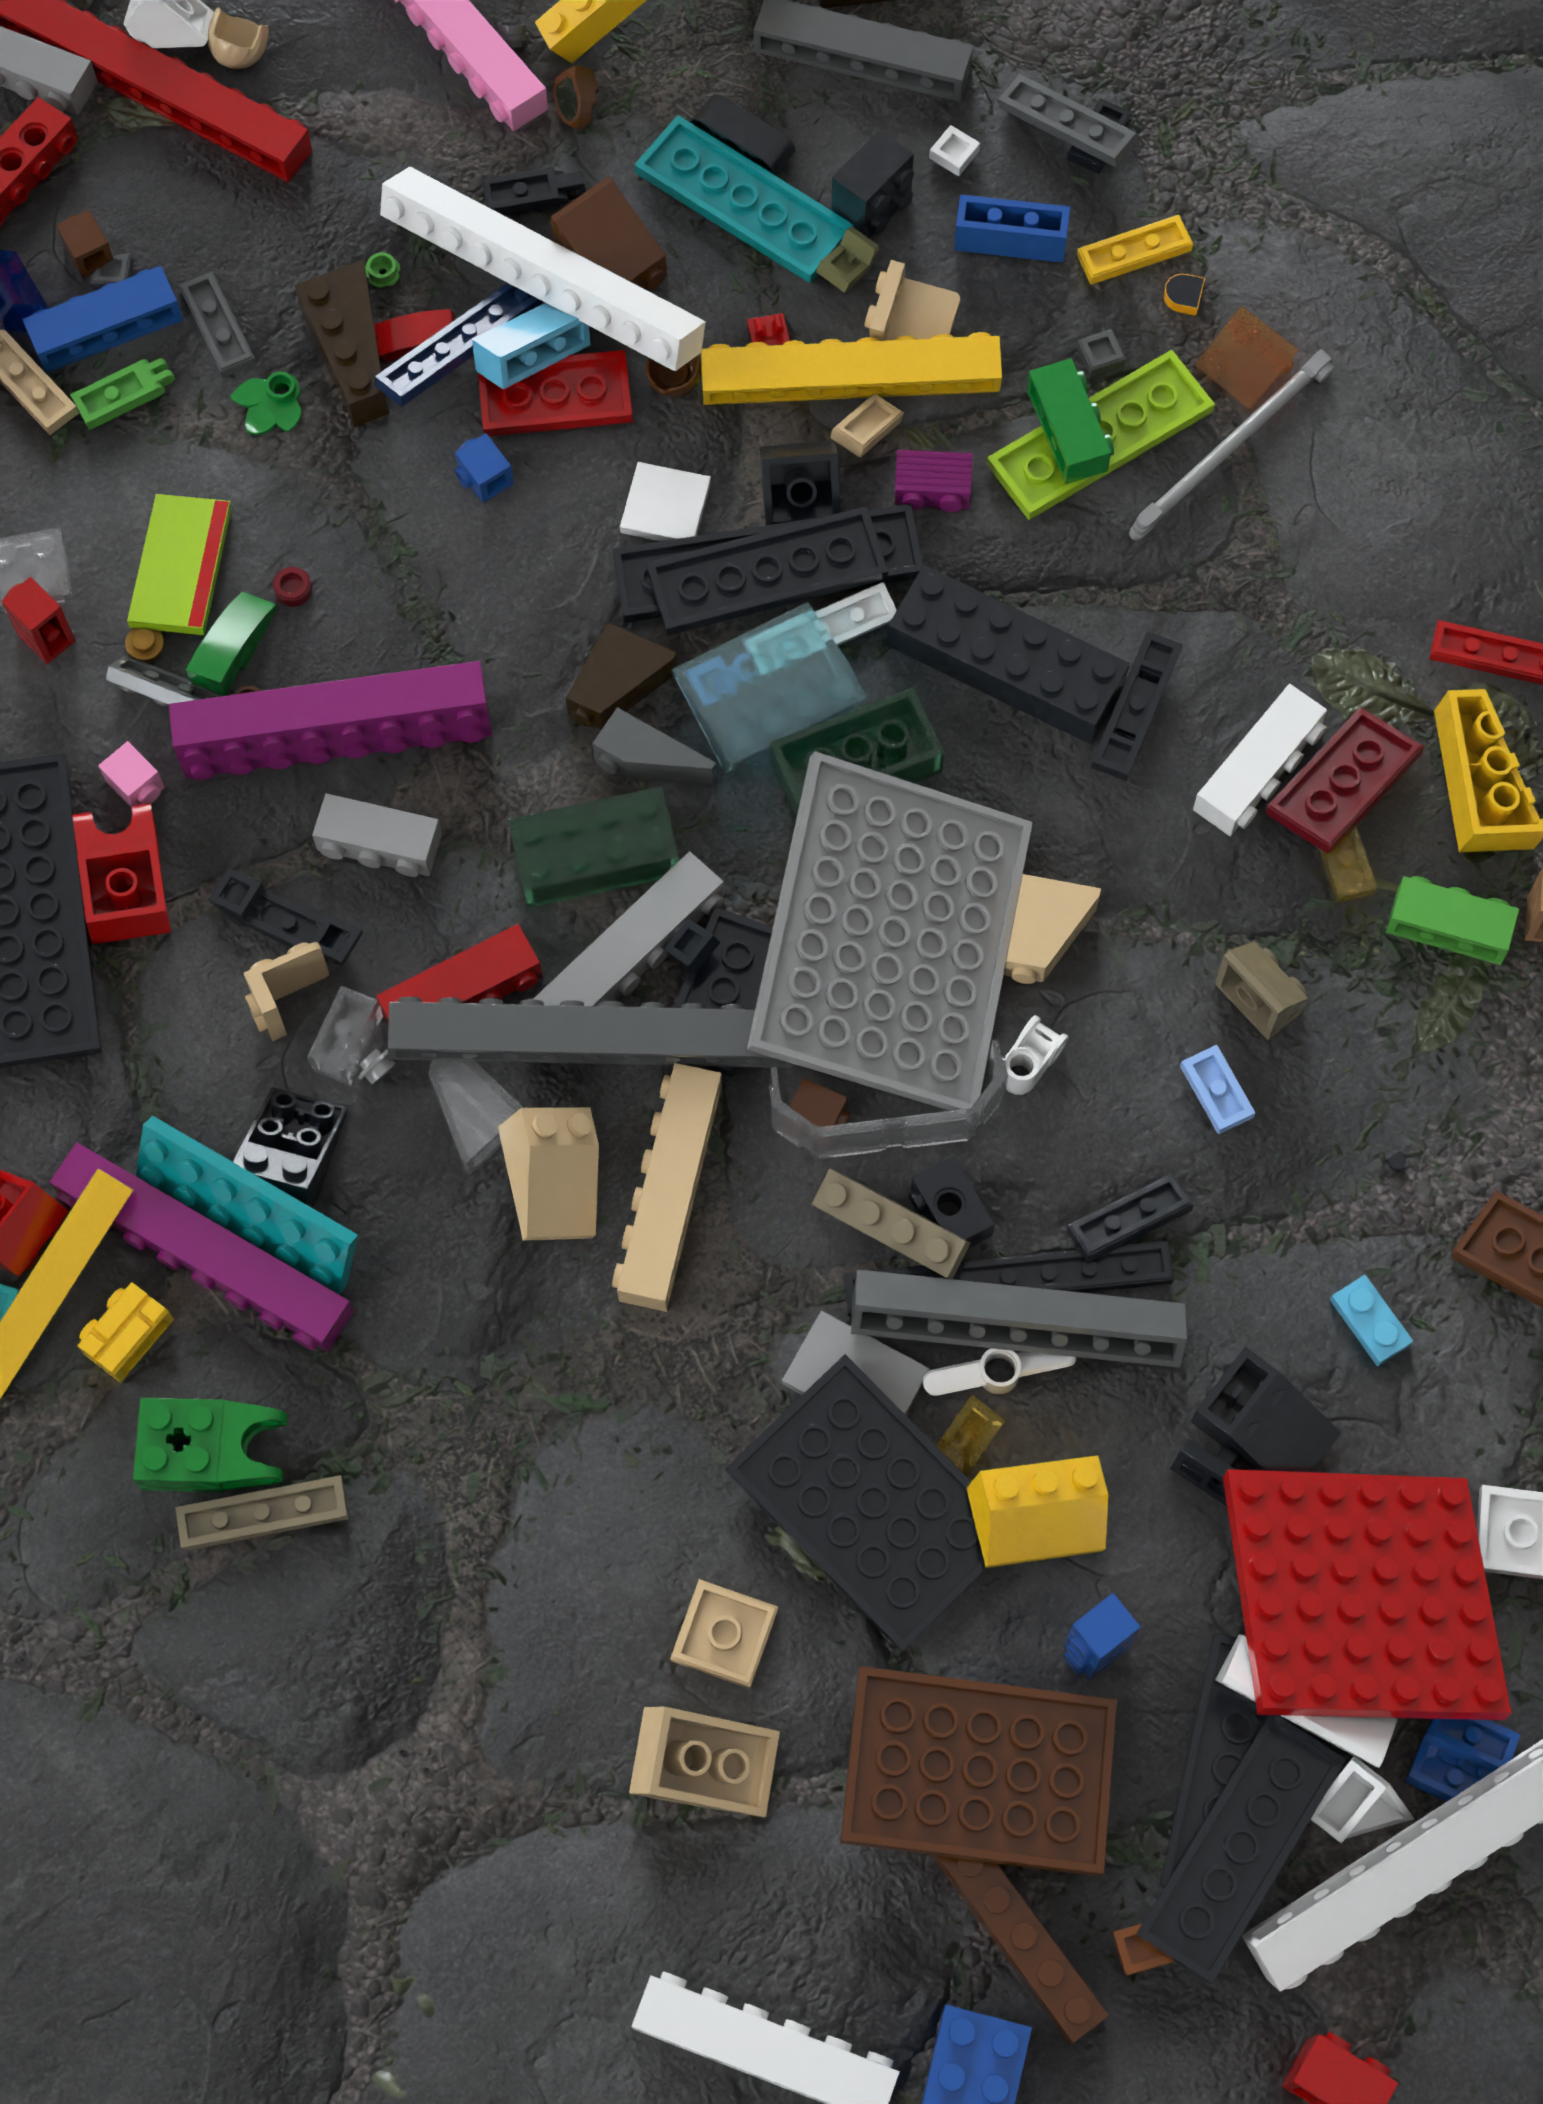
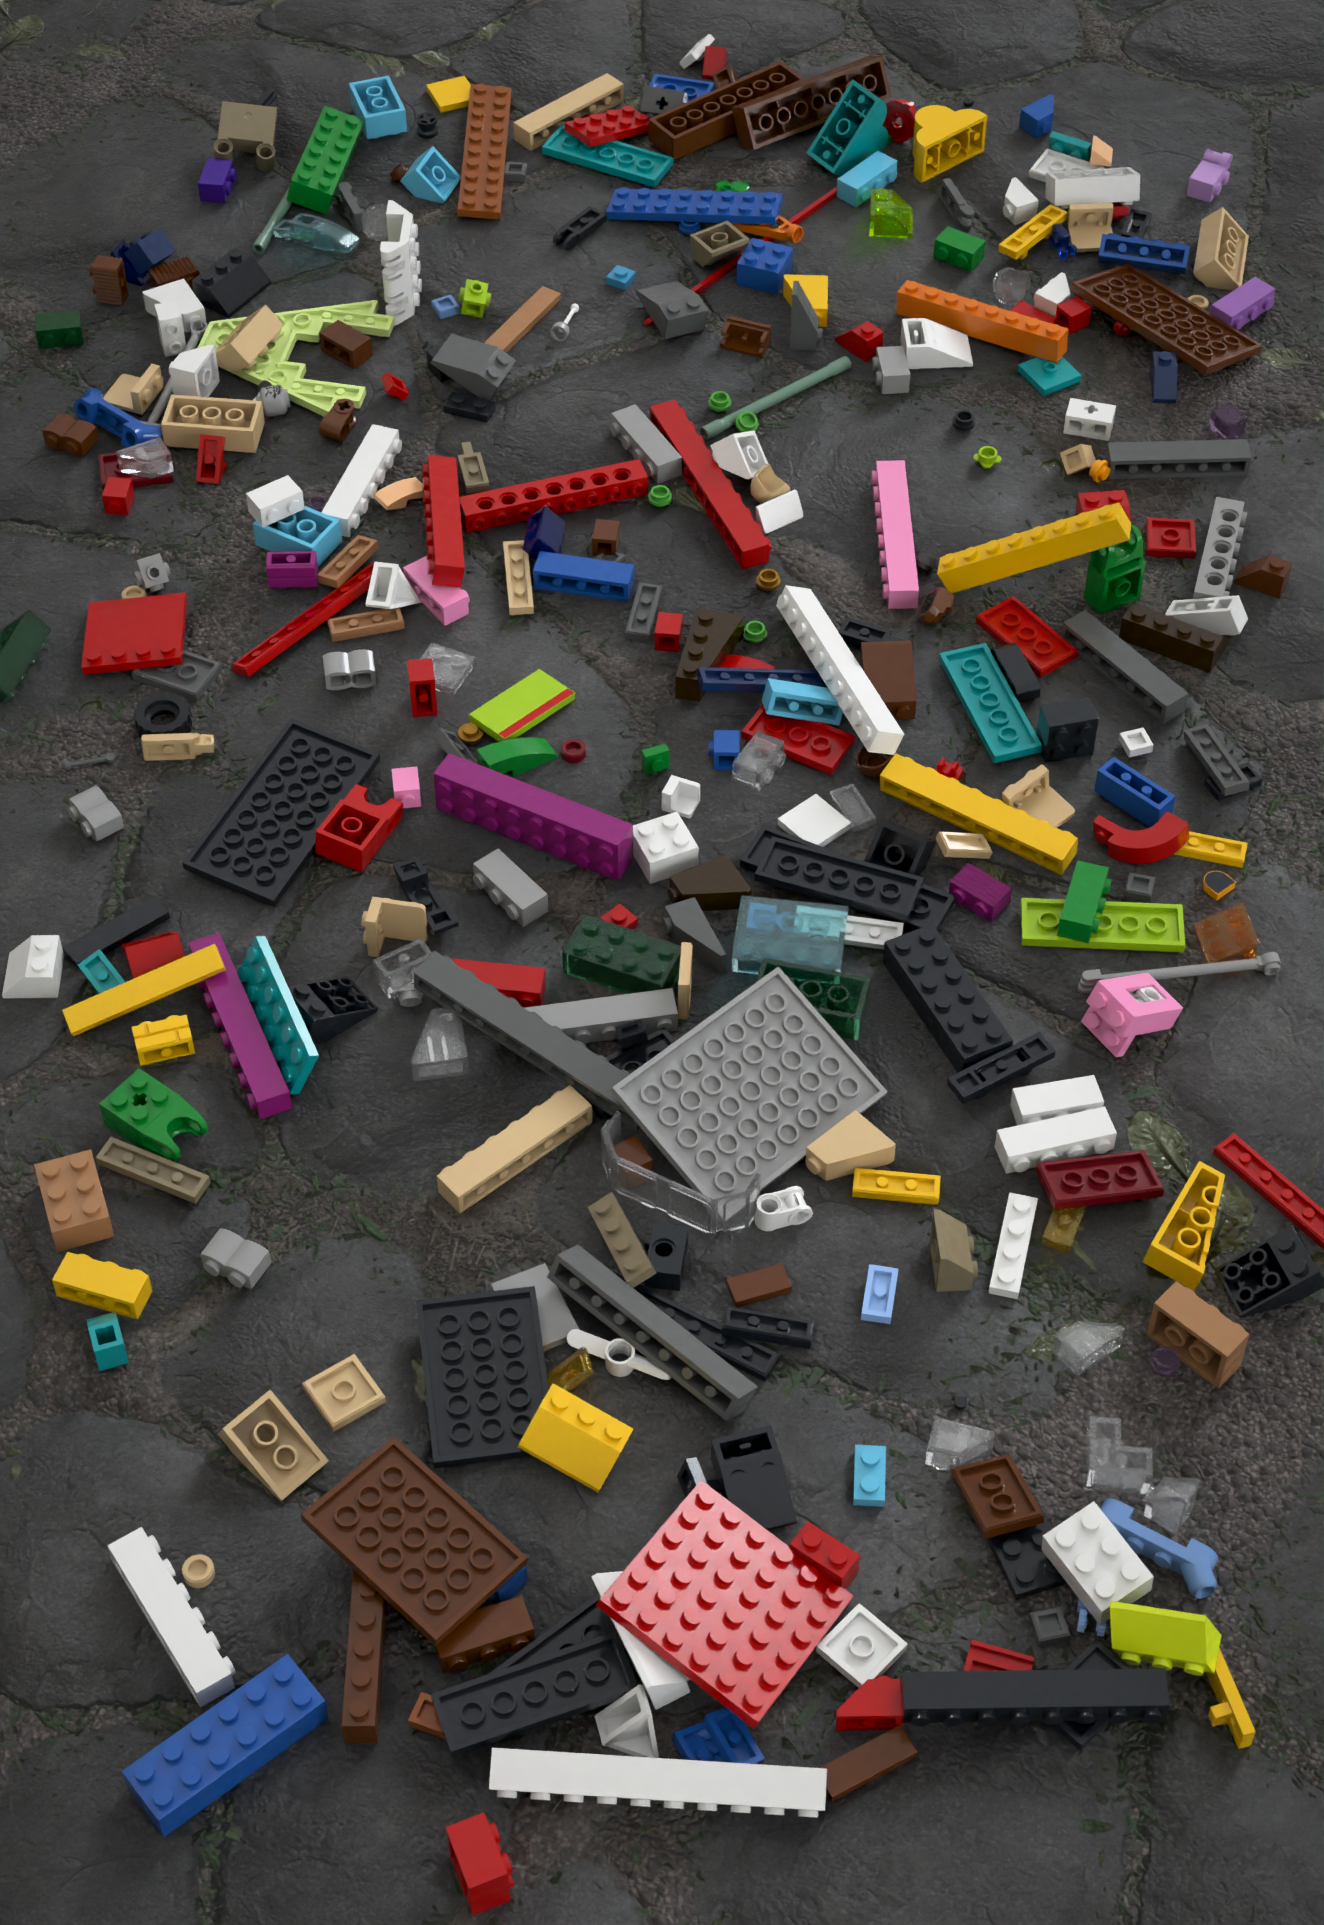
camera: 35 degrees right, 20 degrees down
(100, 135) = (659, 496): none -> bright green plate
(122, 391) = (564, 614): bright green hinge -> none
(204, 1622) = (74, 1200): none -> medium nougat brick
(266, 406) = (638, 660): green plate -> none
(274, 69) = (779, 512): none -> white slope
(277, 337) = (668, 632): none -> red brick
(332, 1704) = (102, 1285): none -> yellow brick
(338, 181) = (768, 580): none -> pearl gold plate
(399, 1769) = (107, 1341): none -> teal slope
(408, 536) = (655, 759): none -> green plate
(462, 1559) = (235, 1258): none -> light grey brick
(481, 571) = (680, 796): none -> white panel
(521, 657) = (664, 847): none -> white brick
(532, 440) = (758, 761): none -> clear brick
(540, 792) = (621, 916): none -> red plate
(552, 1171) = (455, 1097): tan slope -> none
(692, 451) = (853, 807): none -> clear tile
(696, 829) = (685, 981): none -> tan tile
(699, 66) = (1039, 643): none -> red tile
(744, 1970) = (198, 1571): none -> tan tile
(849, 260) = (1020, 762): olive bracket -> none
(1069, 298) = (1142, 845): none -> red arch
(1076, 1169) = (758, 1285): none -> reddish brown tile
(1100, 1637) = (546, 1519): blue brick -> none
(1128, 936) = (896, 1186): none -> yellow tile
(1134, 1797) = (486, 1635): none -> reddish brown brick
(1222, 536) = (1129, 1008): none -> bright pink brick
(1227, 711) = (1055, 1099): none -> white brick
(1309, 925) = (1013, 1245): none -> white plate
(1408, 1455) = (826, 1554): none -> red brick
(1435, 1222) = (957, 1444): none -> clear slope
(1452, 919) = (1104, 1290): bright green brick -> none
(1479, 1000) = (1086, 1344): none -> clear slope

